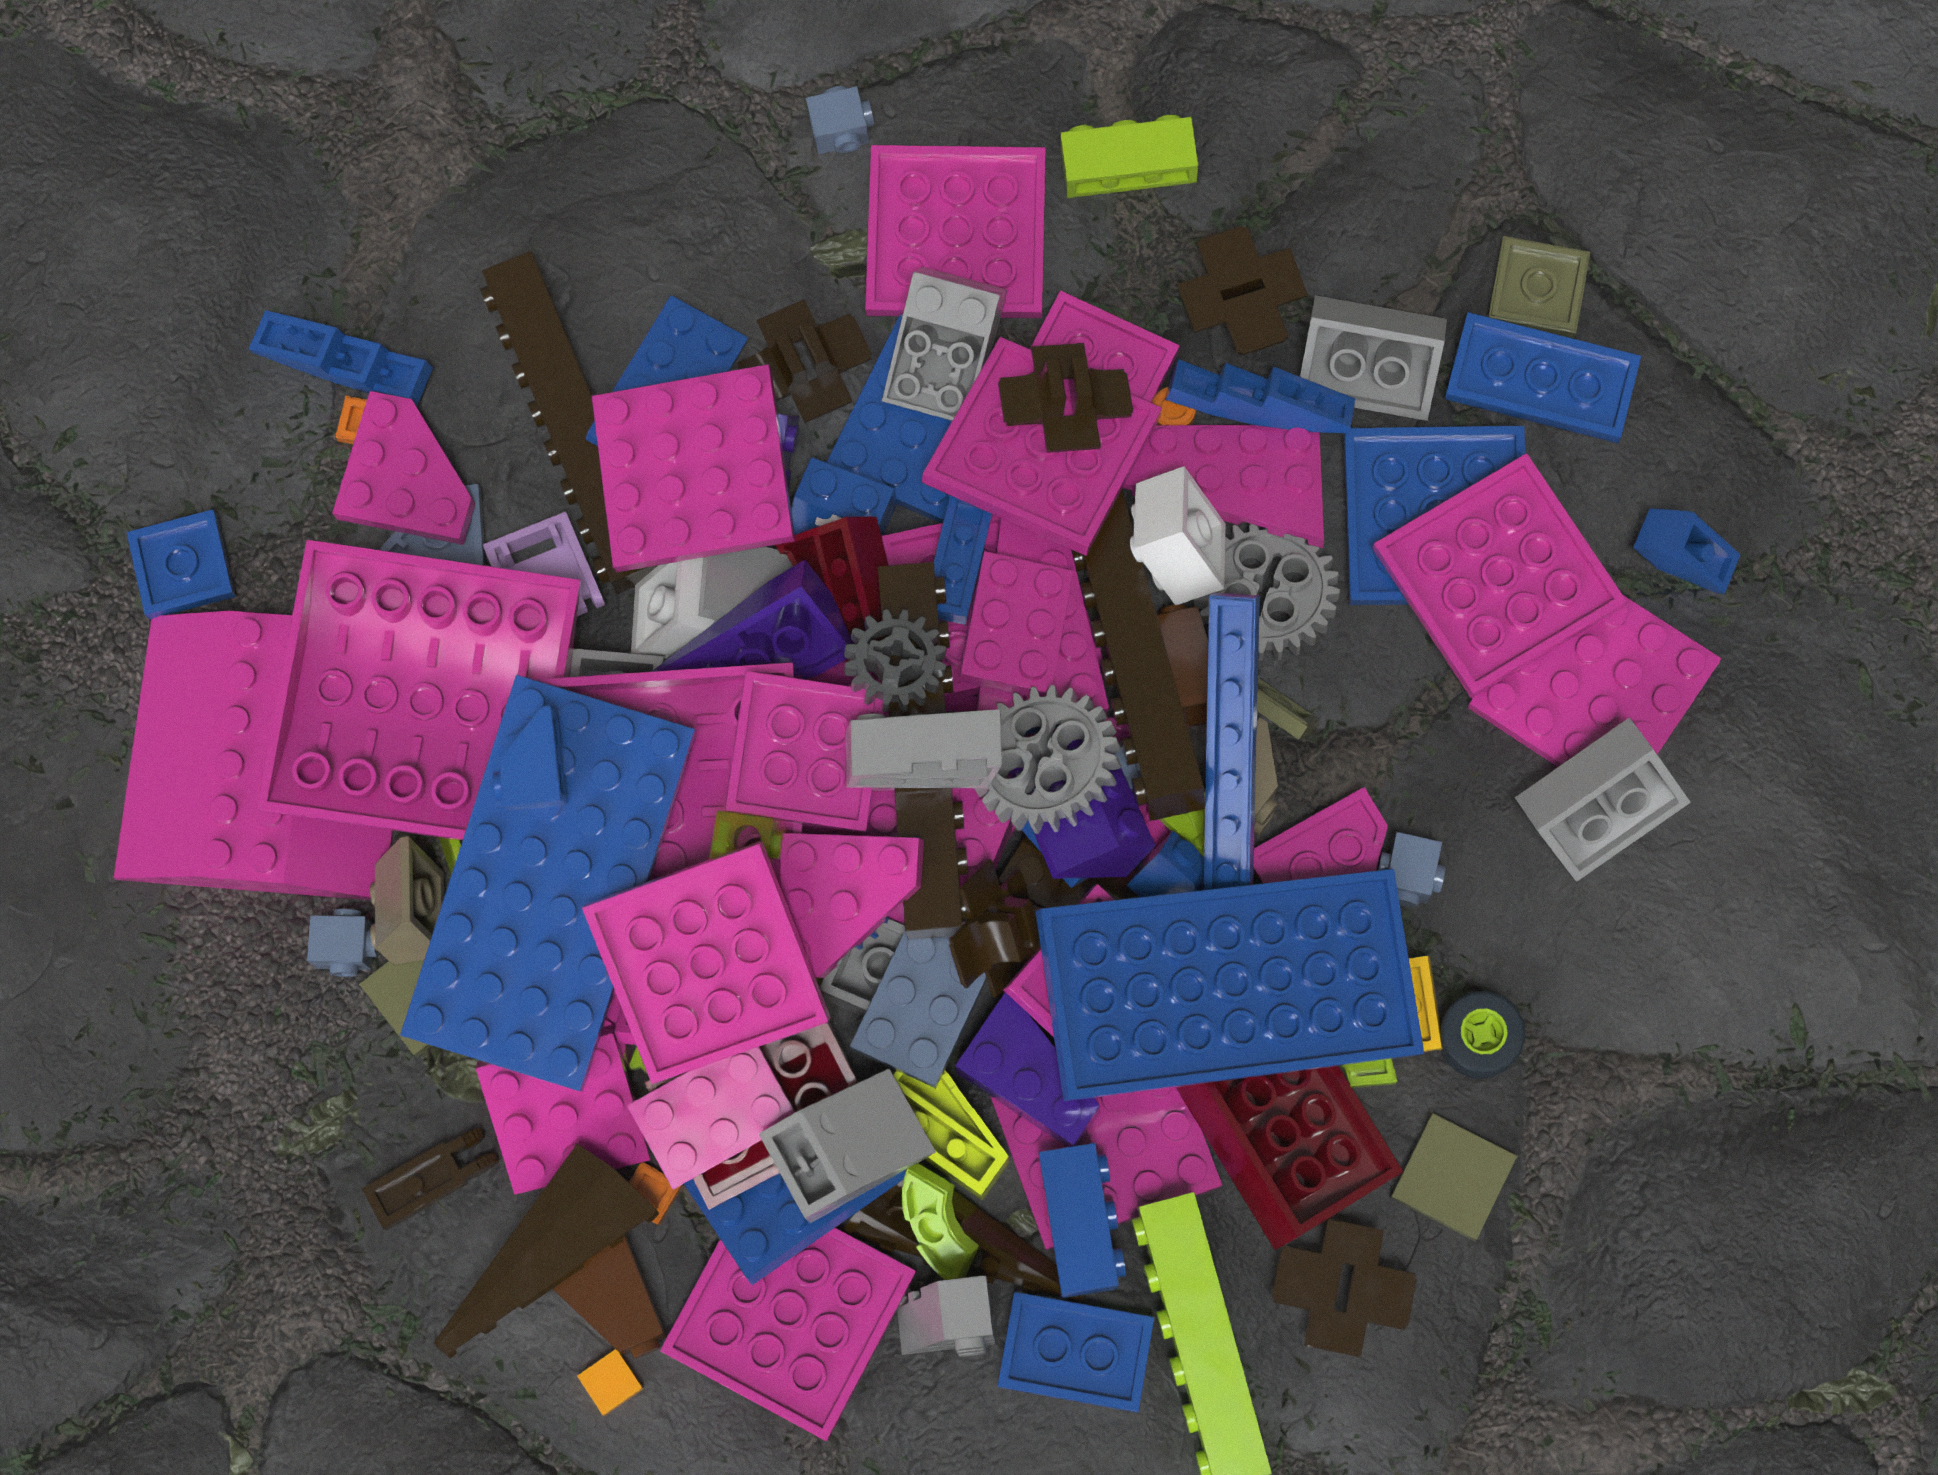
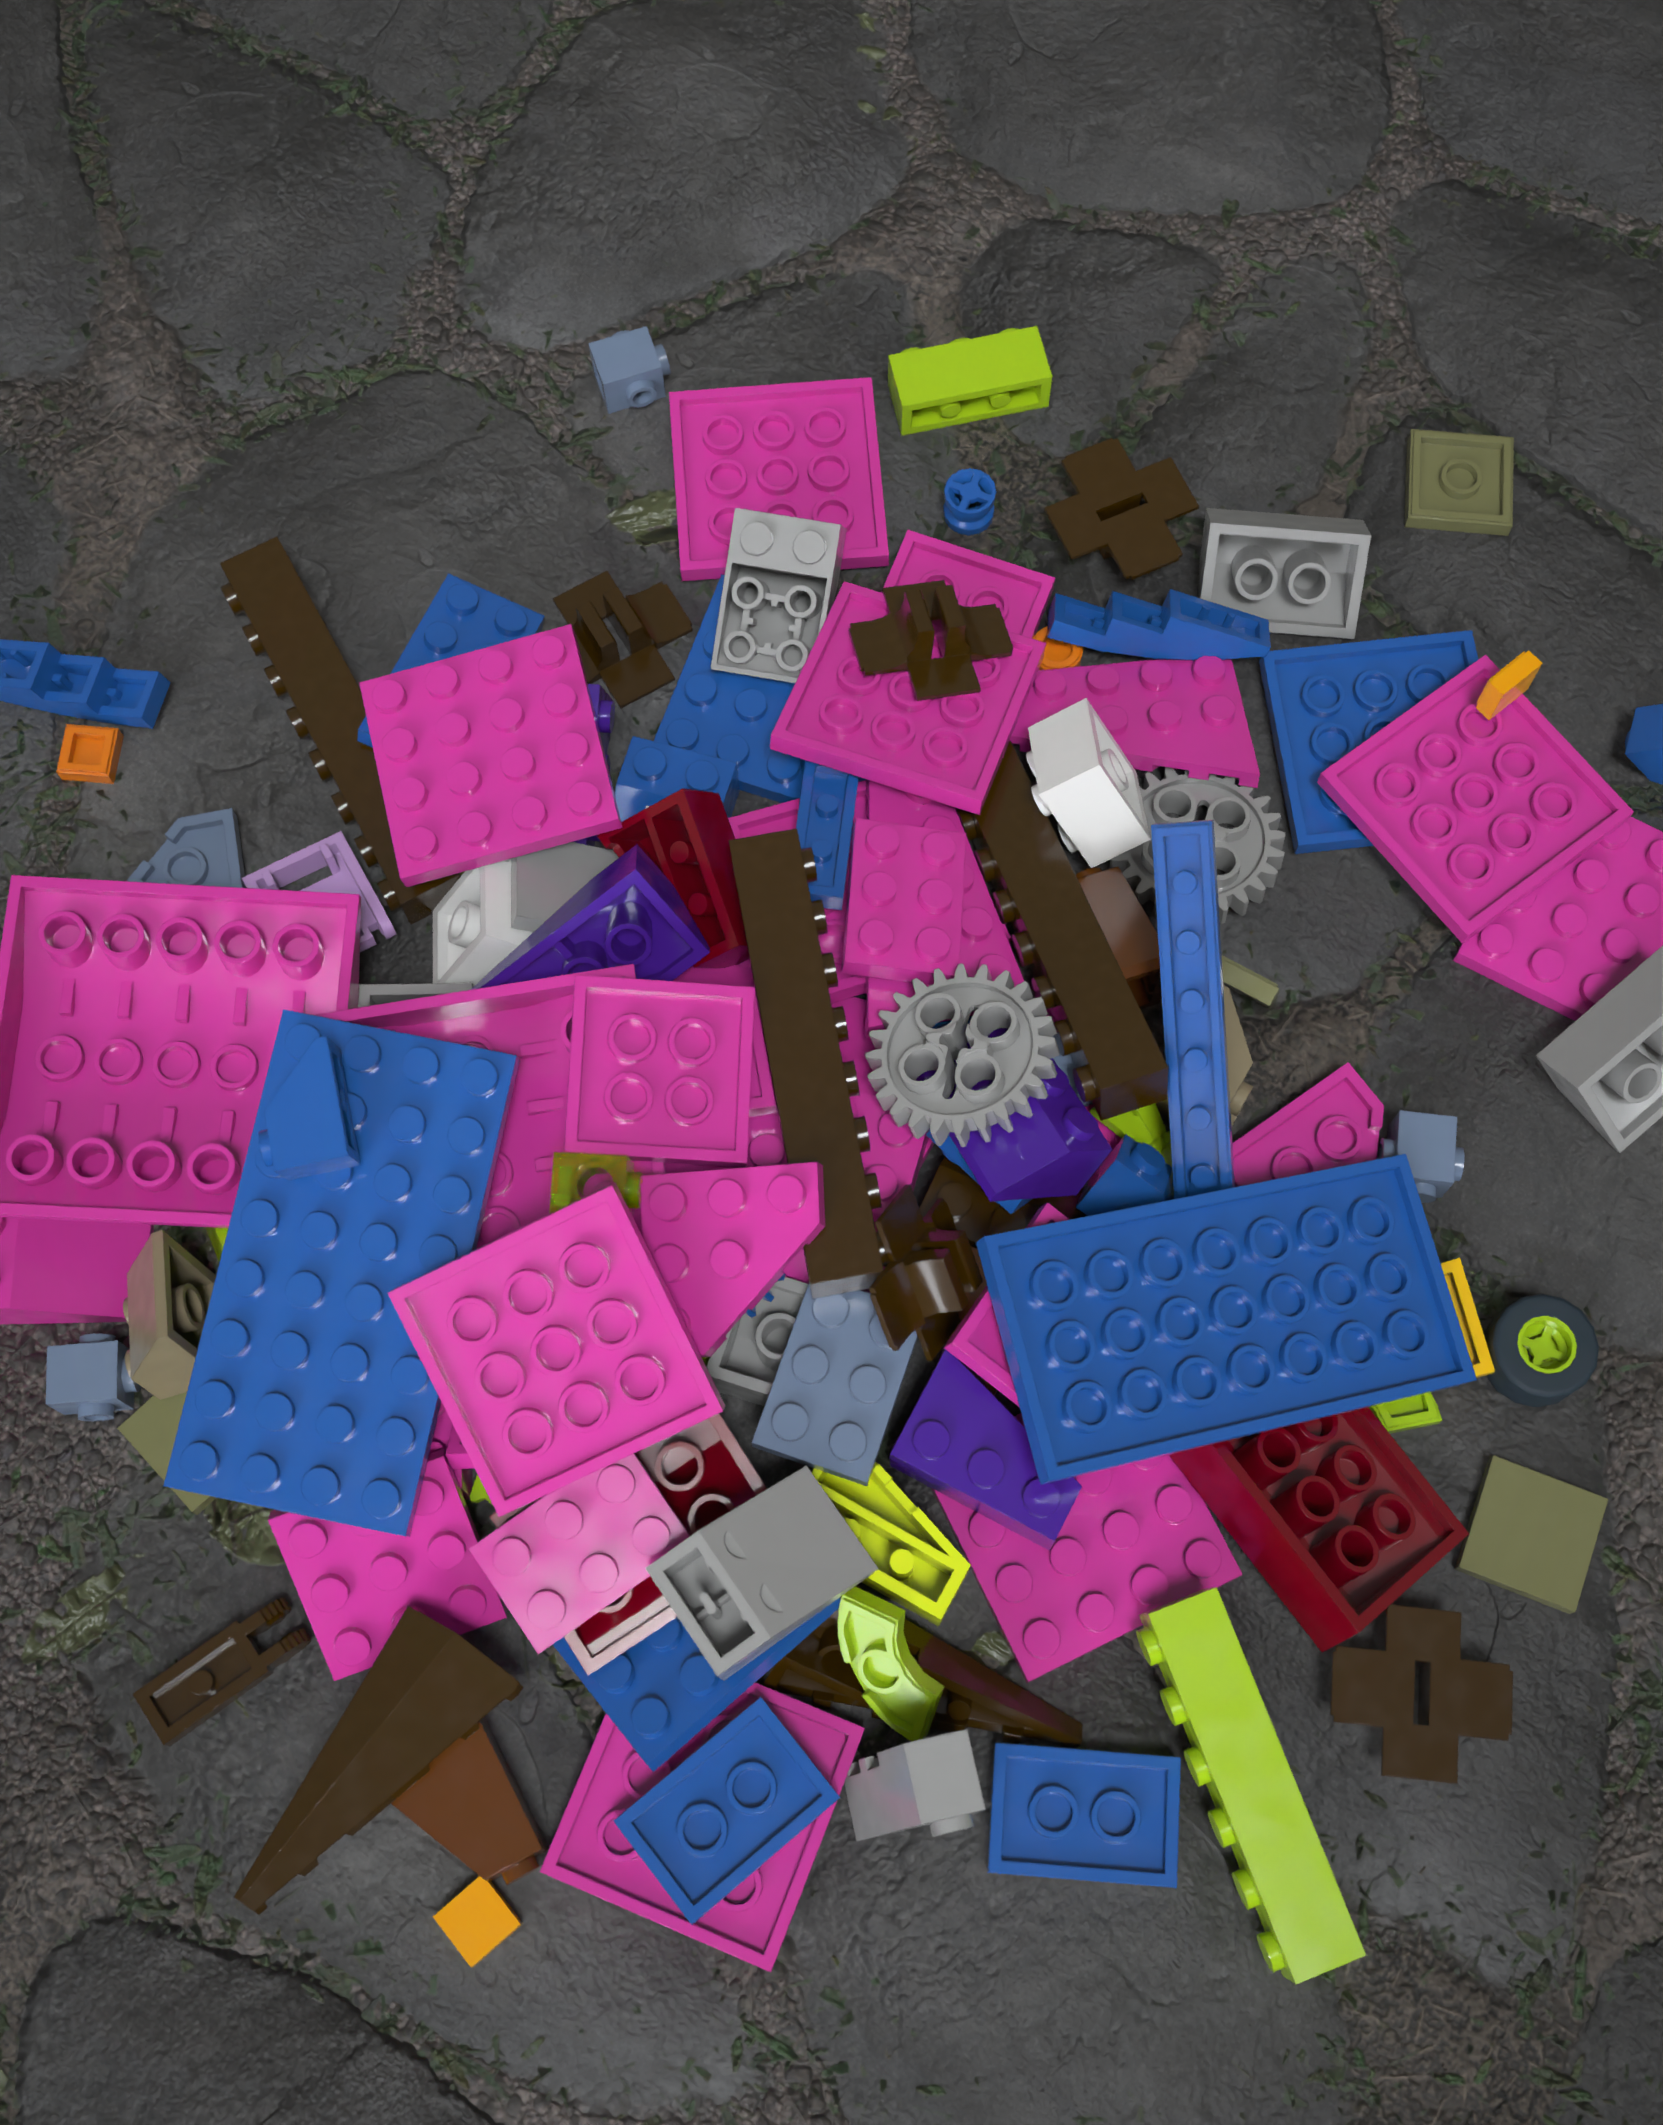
camera: 10 degrees left, 5 degrees down
(402, 476) = (137, 807): dark pink plate -> none
(655, 1188) = (515, 1655): orange tile -> none
(804, 1319) = (726, 1810): none -> blue plate
(876, 655) = (769, 920): dark grey gear -> none
(924, 750) = (814, 1050): light grey wedge -> none
(1081, 1220) = (1073, 1639): blue brick -> none
(1118, 258) = (967, 488): none -> blue wheel
(1536, 485) = (1508, 684): none -> light orange tile
(1543, 377) = (1483, 577): blue plate -> none

